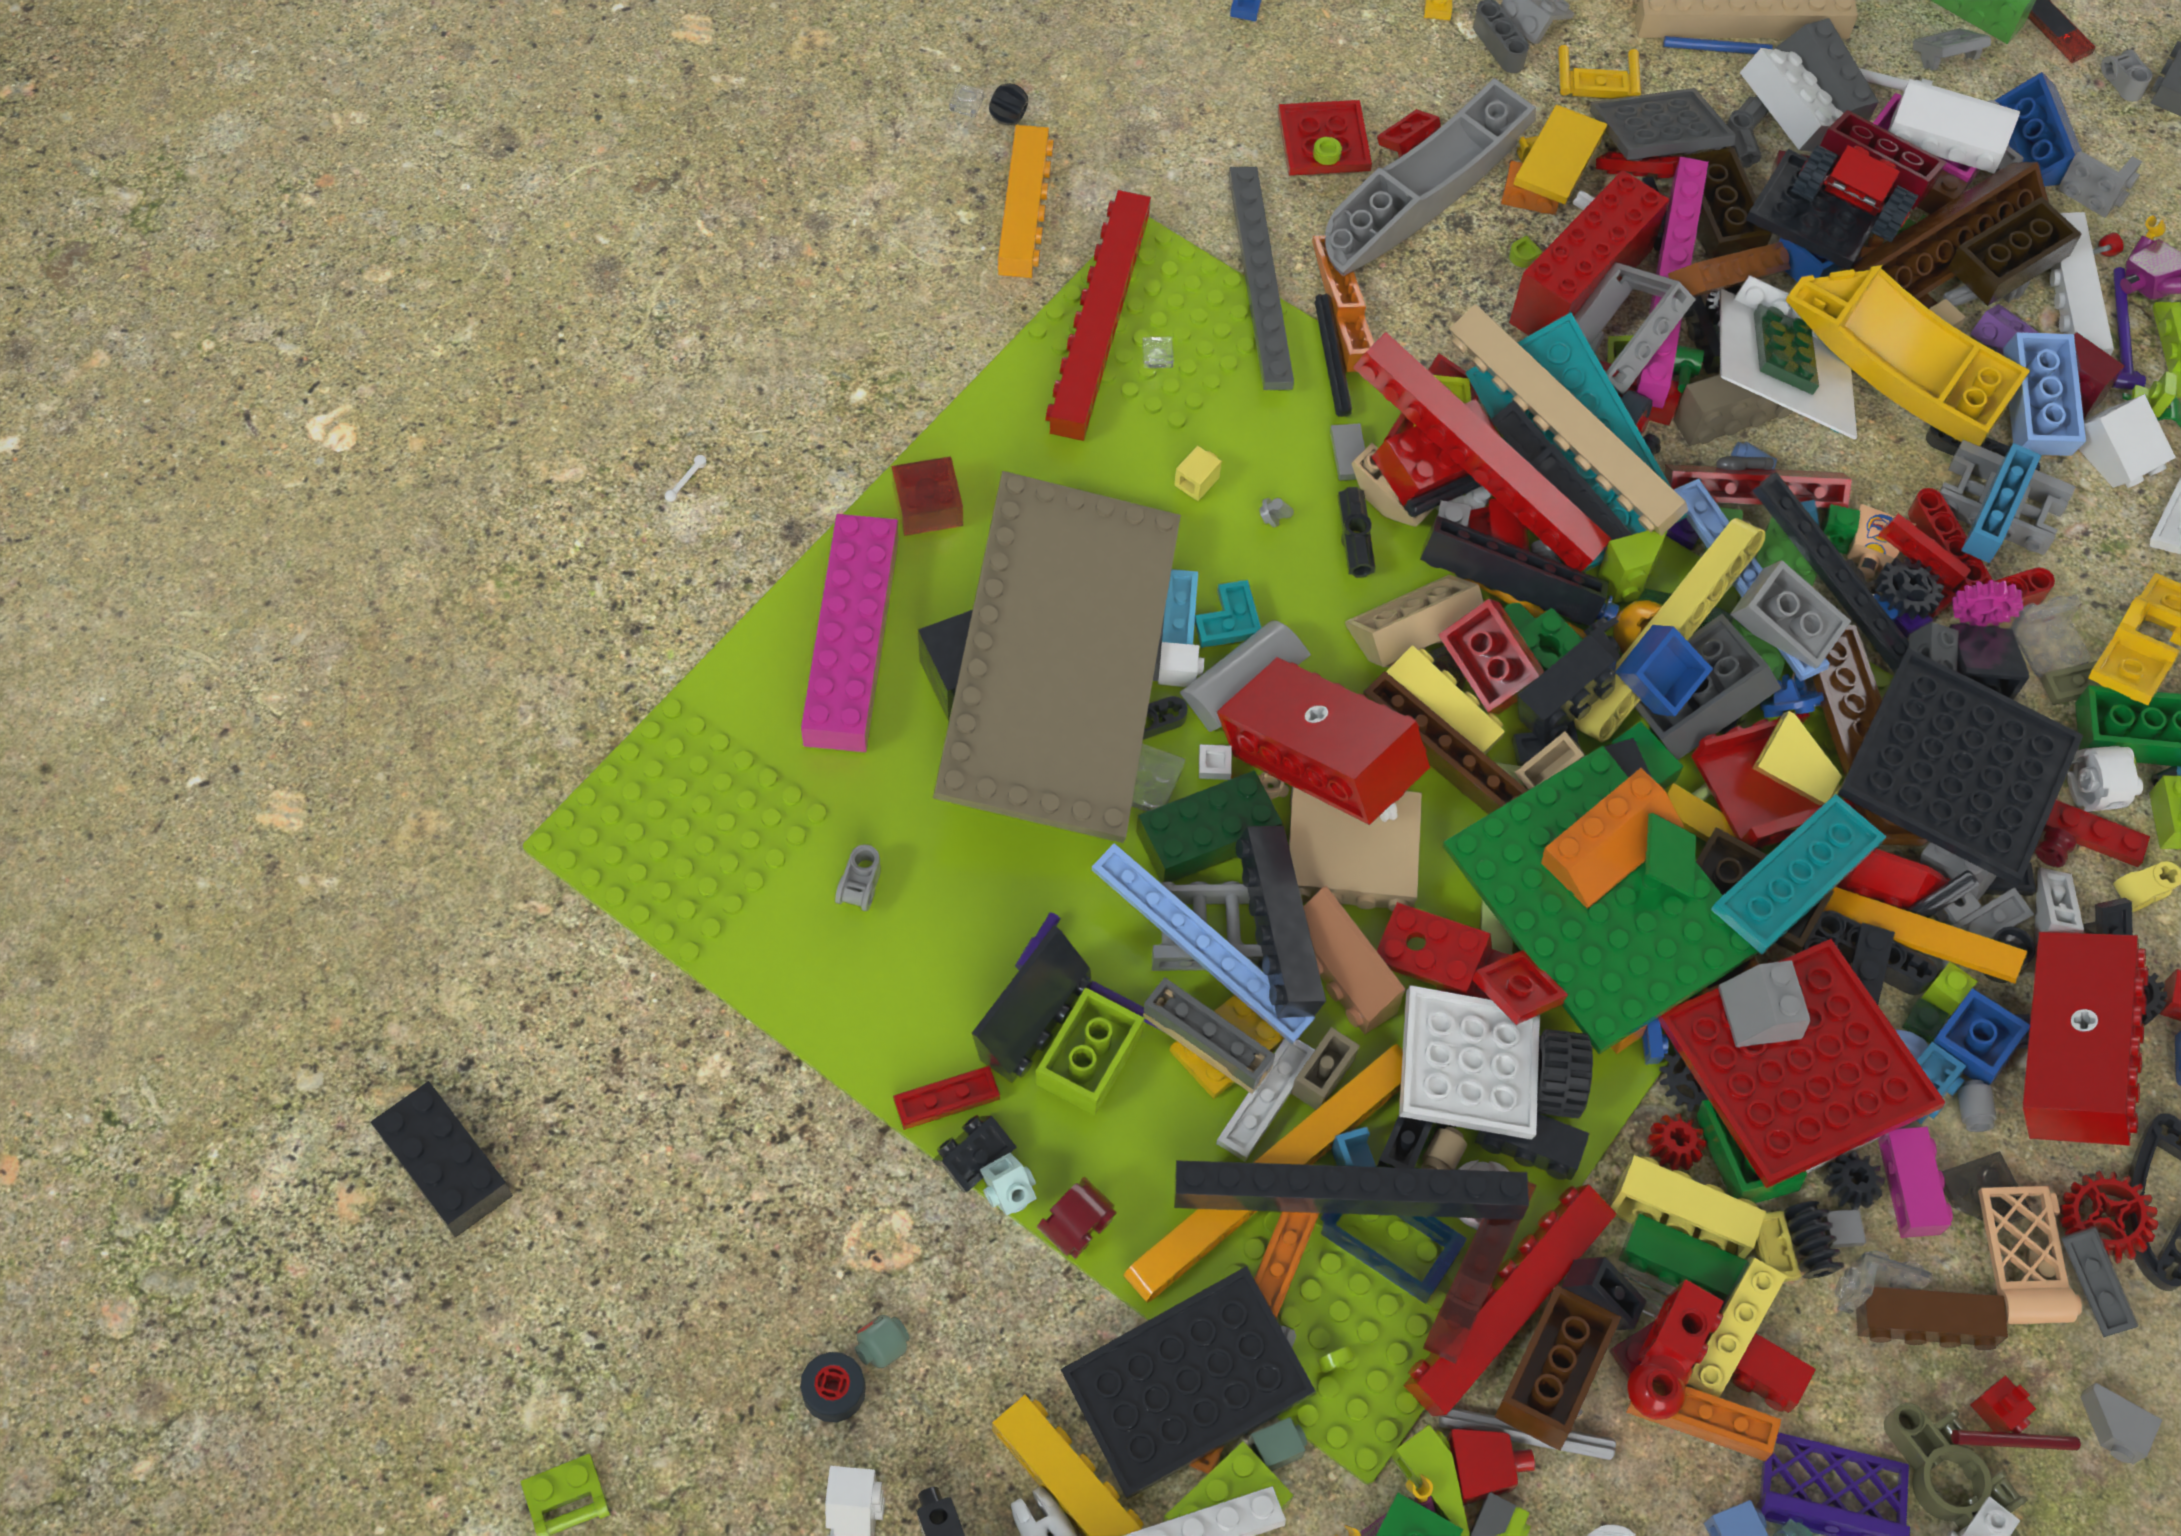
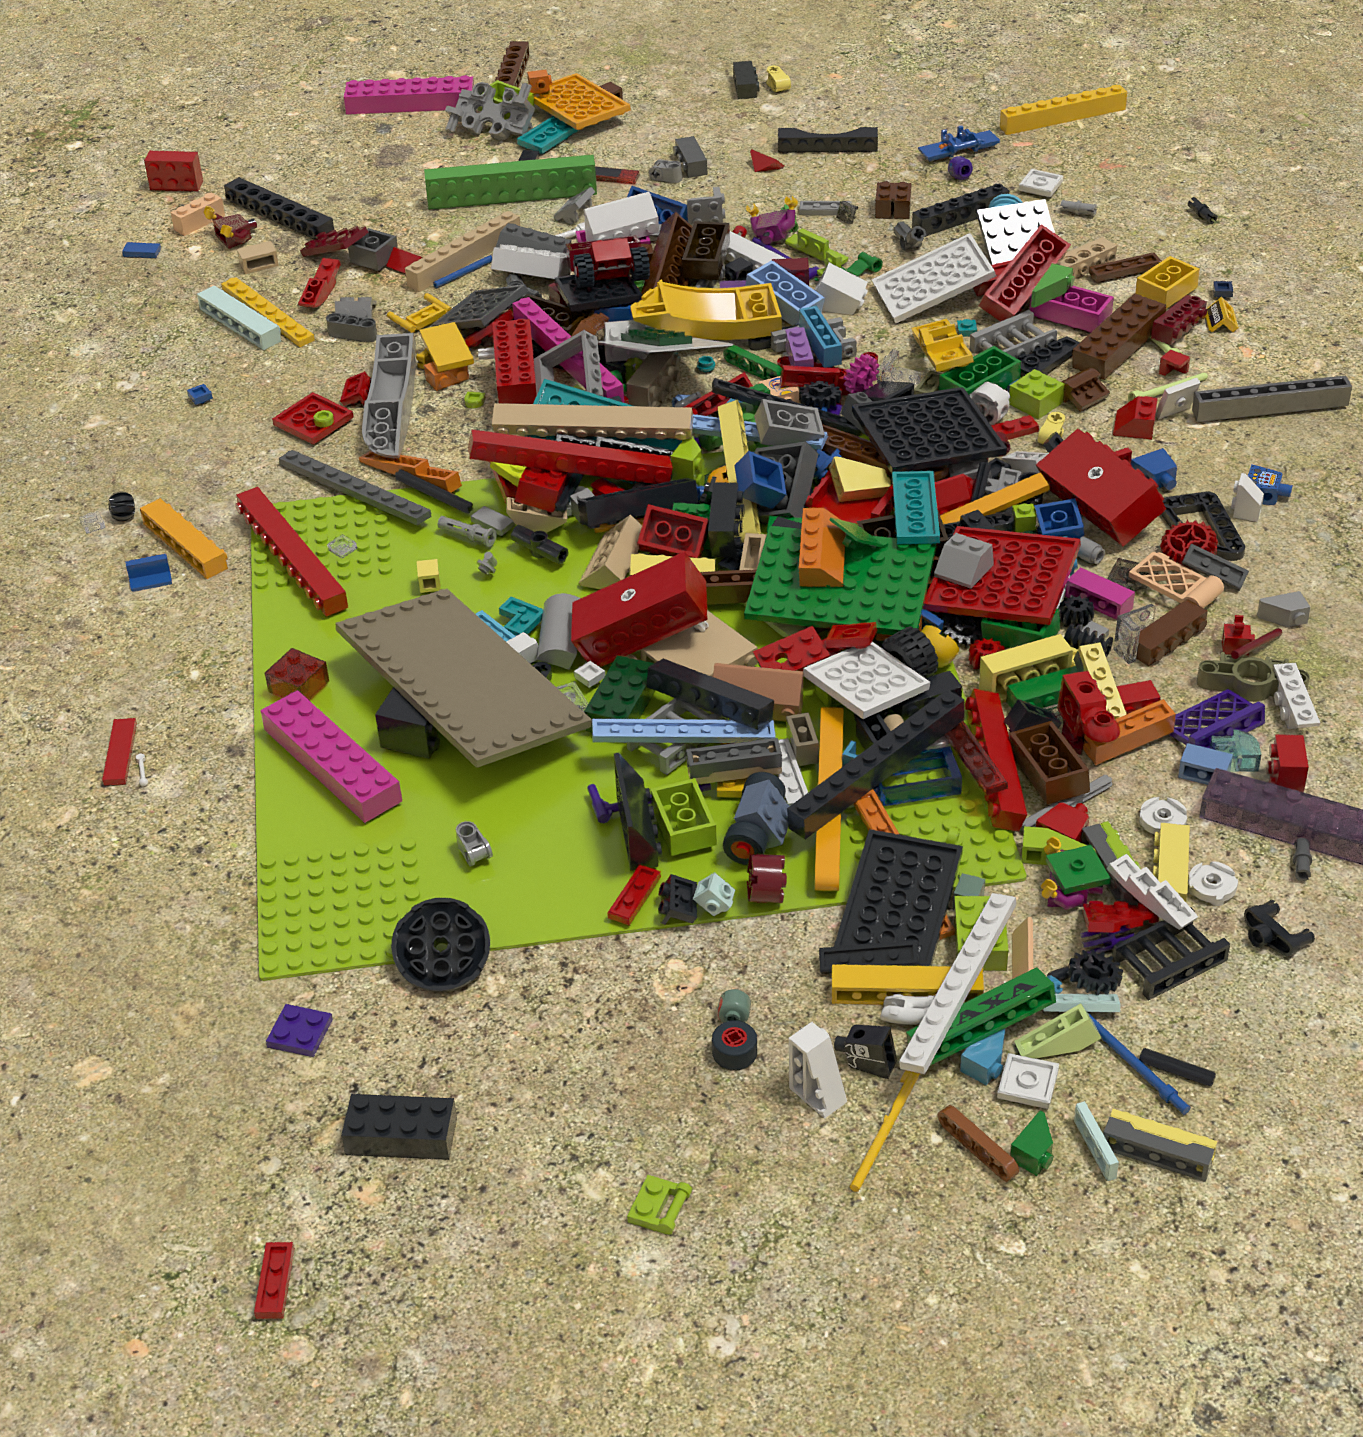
camera: 40 degrees left, 20 degrees down
(170, 1219) = (274, 1280): none -> red plate
(488, 946) = (299, 1030): none -> dark purple plate
(664, 976) = (435, 923): none -> black brick
(688, 436) = (119, 751): none -> red tile
(946, 220) = (148, 572): none -> blue panel
(1080, 1421) = (889, 953): none -> black tile
(1158, 1131) = (759, 818): none -> brick
(1309, 452) = (474, 532): none -> light grey pin
(1613, 1083) = (945, 648): none -> yellow cylinder
(1895, 467) = (736, 355): none -> green beam
(1952, 501) = (798, 347): none -> medium lavender brick
(2038, 307) = (738, 270): none -> black brick

